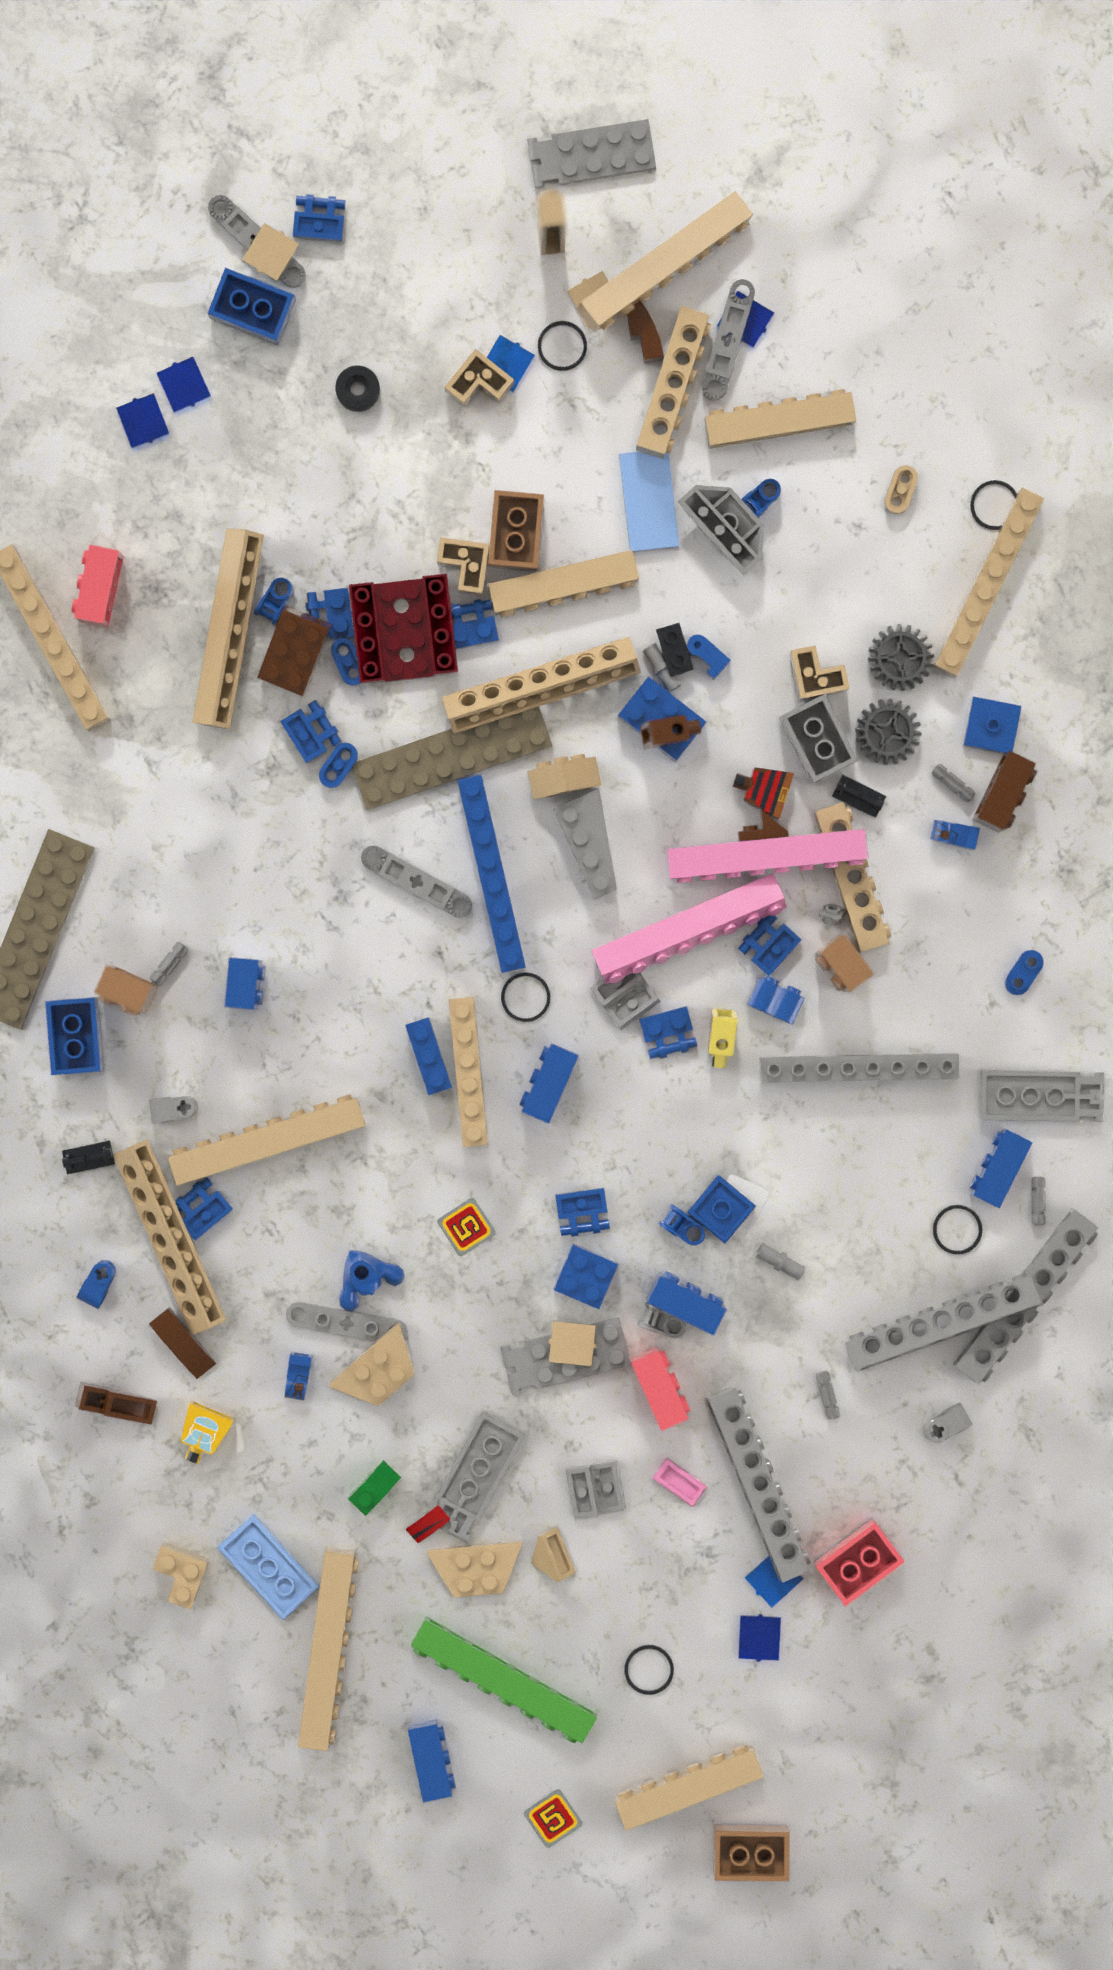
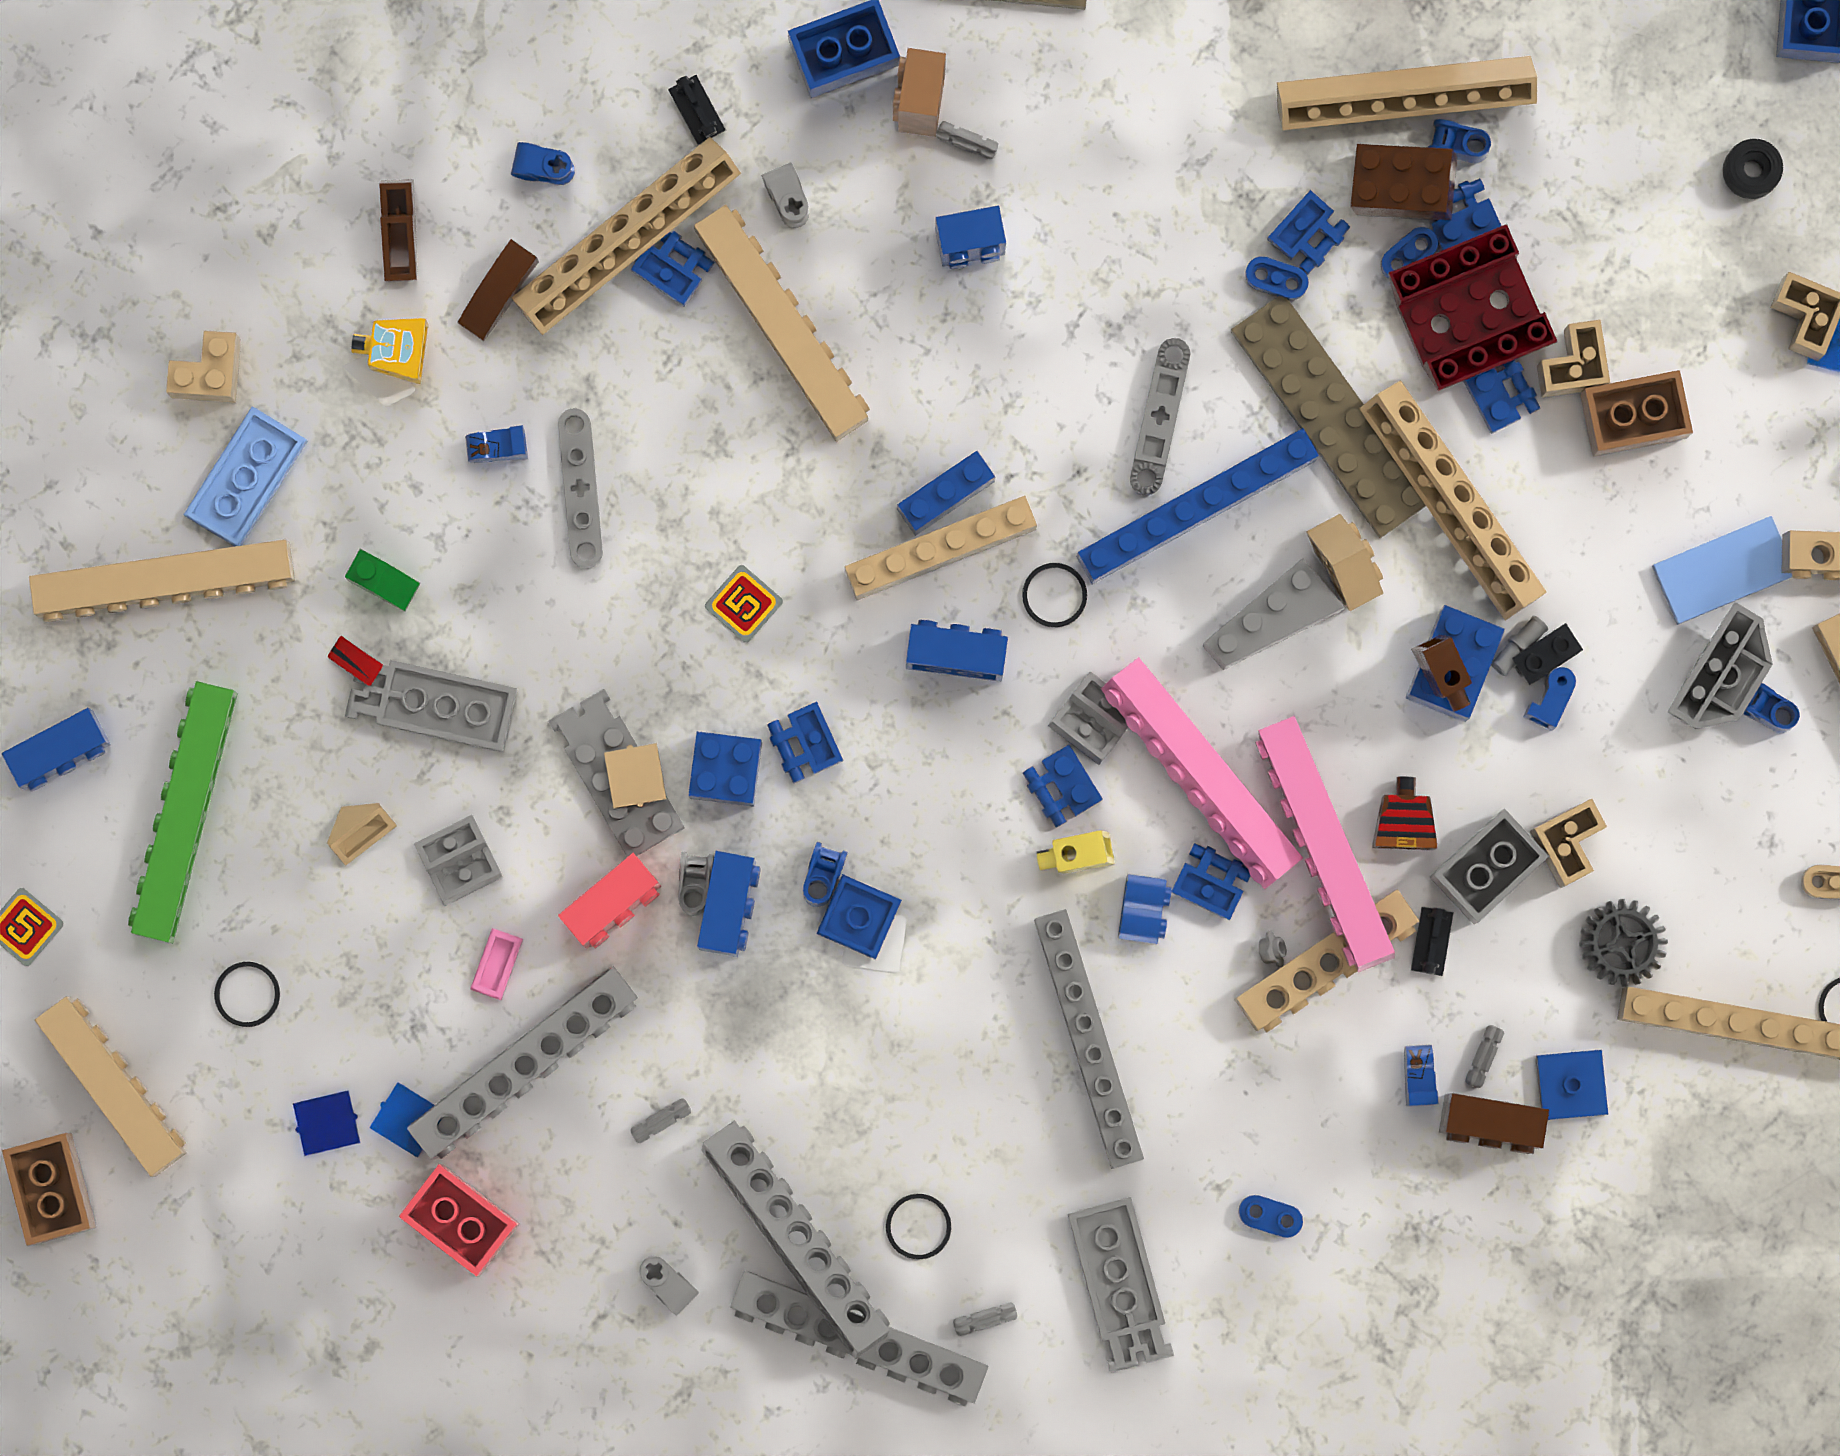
camera: 75 degrees right, 5 degrees down
(364, 1276) = (647, 490): blue head -> none
(378, 1370) = (533, 543): tan wing -> none
(476, 1568) = (316, 737): tan wing -> none
(564, 582) = (1588, 492): tan brick -> none
(769, 830) = (1357, 838): reddish brown slope -> none
(780, 1261) = (813, 1010): light grey pin -> none
(843, 963) = (1216, 978): medium nougat brick -> none
(899, 736) = (1525, 938): dark grey gear -> none
(1000, 1167) = (1014, 1256): blue brick -> none

